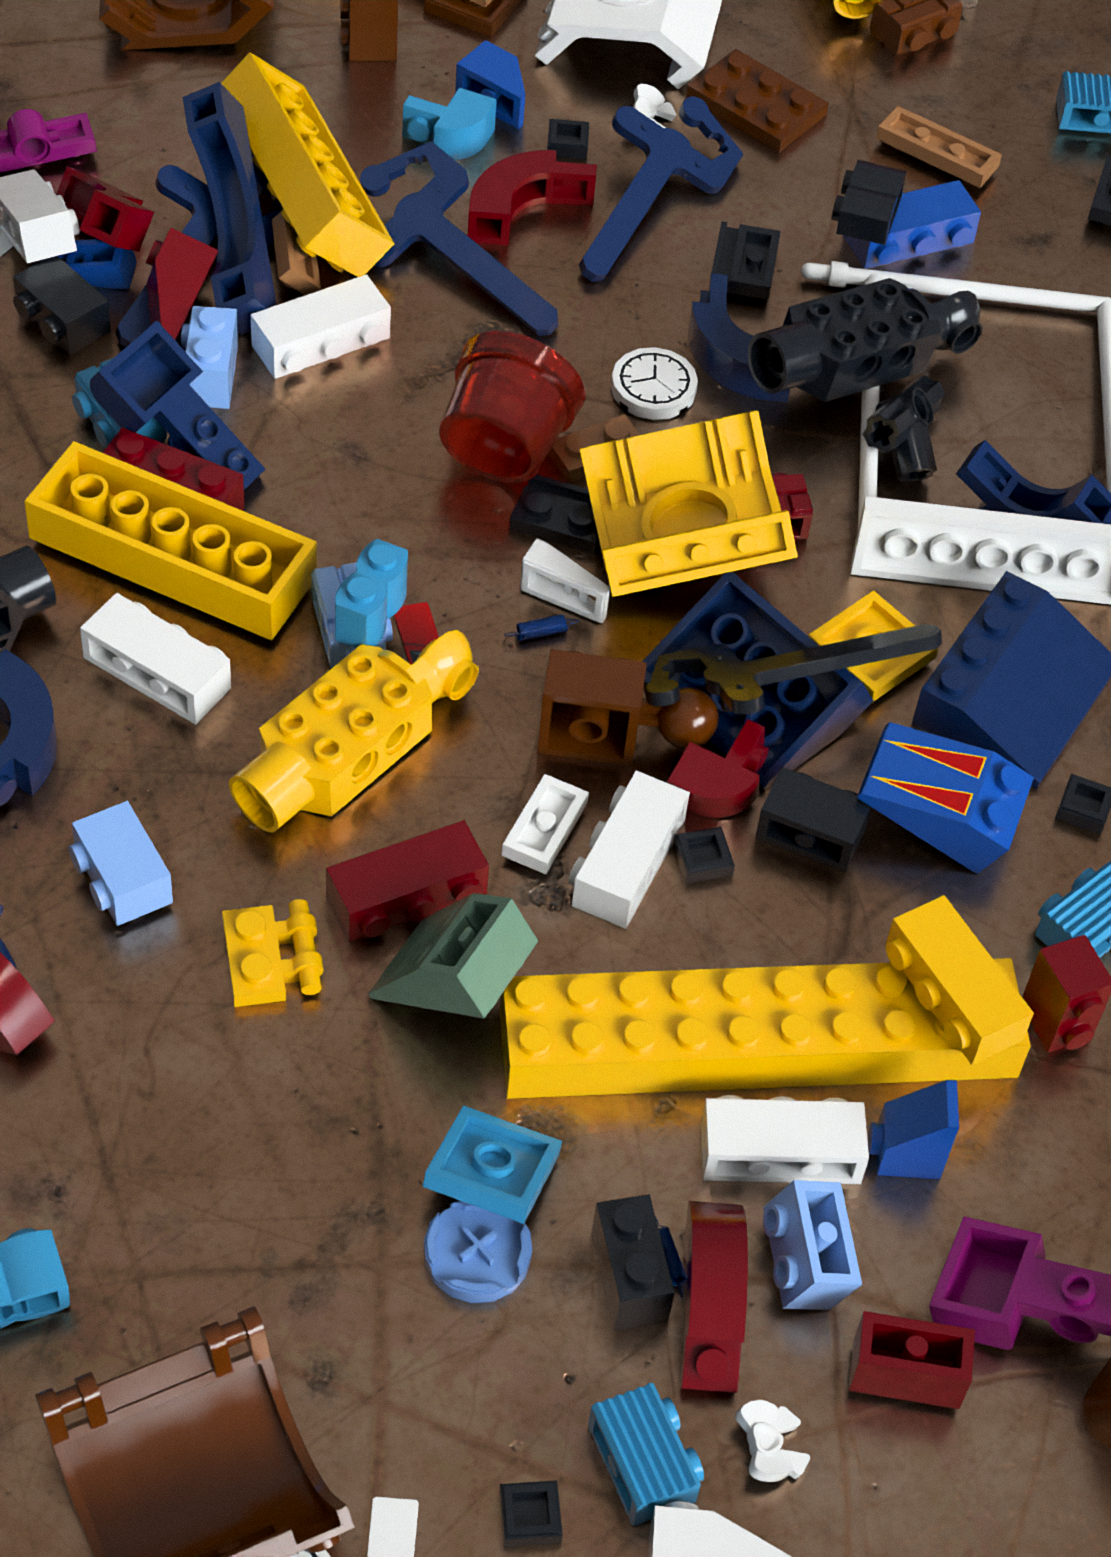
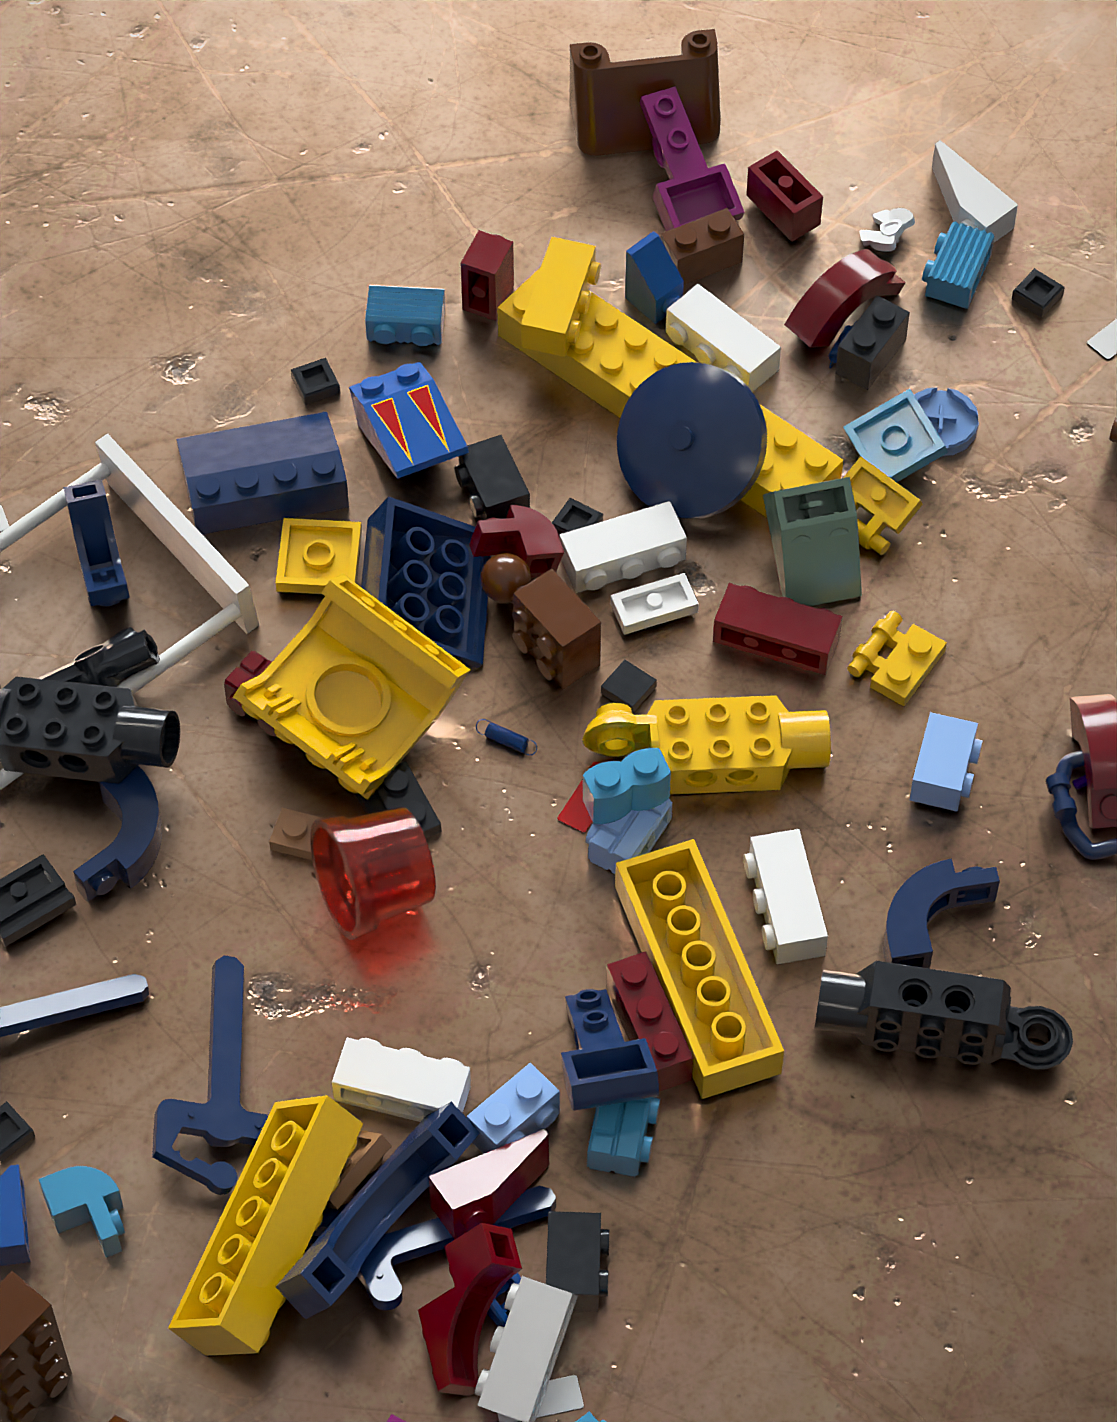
camera: 130 degrees left, 5 degrees up
(443, 1072) = (884, 500): none -> yellow plate
(487, 742) = (628, 685): none -> black tile
(521, 183) = (113, 1103): dark red arch -> none
(563, 582) = (467, 757): white slope -> none
(654, 383) = (213, 856): white tile -> none
(671, 959) = (692, 439): none -> dark blue dish
(740, 680) = (464, 551): black piece -> none
(811, 1245) = (773, 275): light blue brick -> none
(922, 1227) = (705, 245): none -> reddish brown brick

